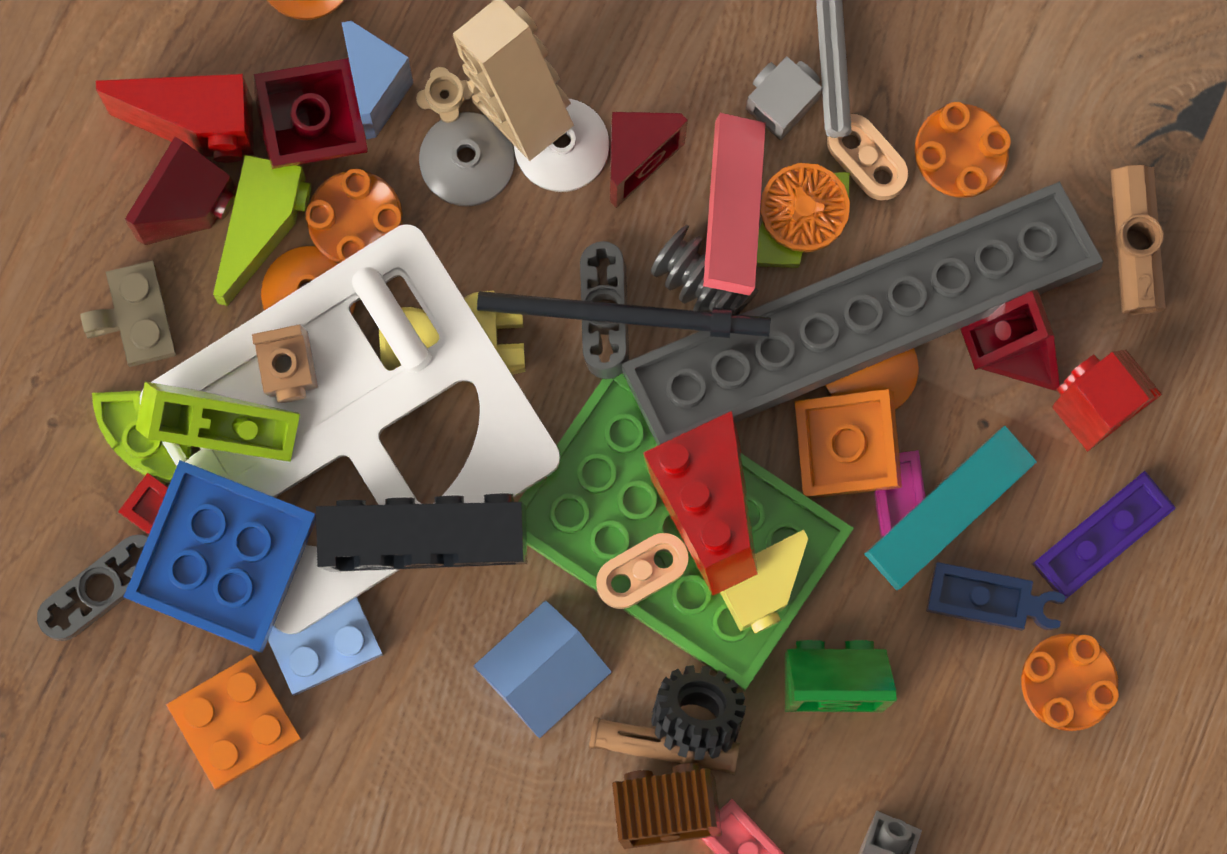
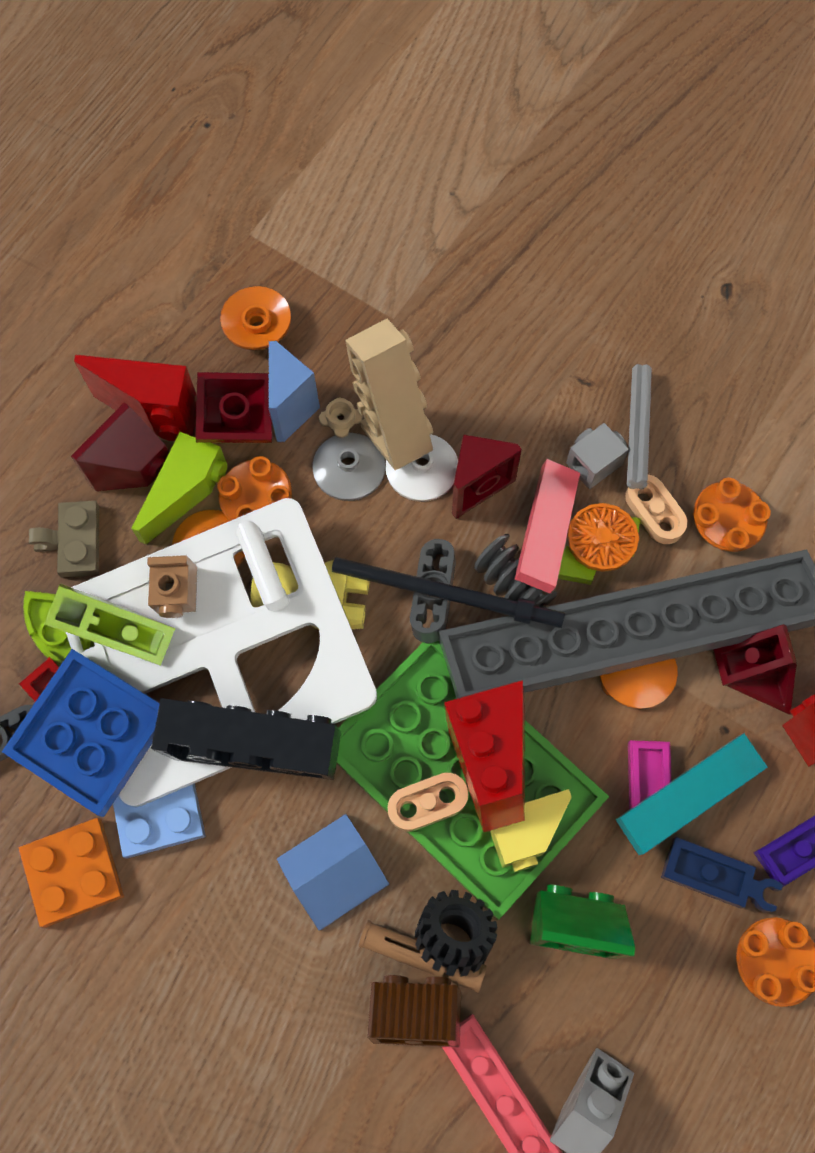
camera: 15 degrees right, 10 degrees down
(848, 444) = (614, 726): orange plate -> none

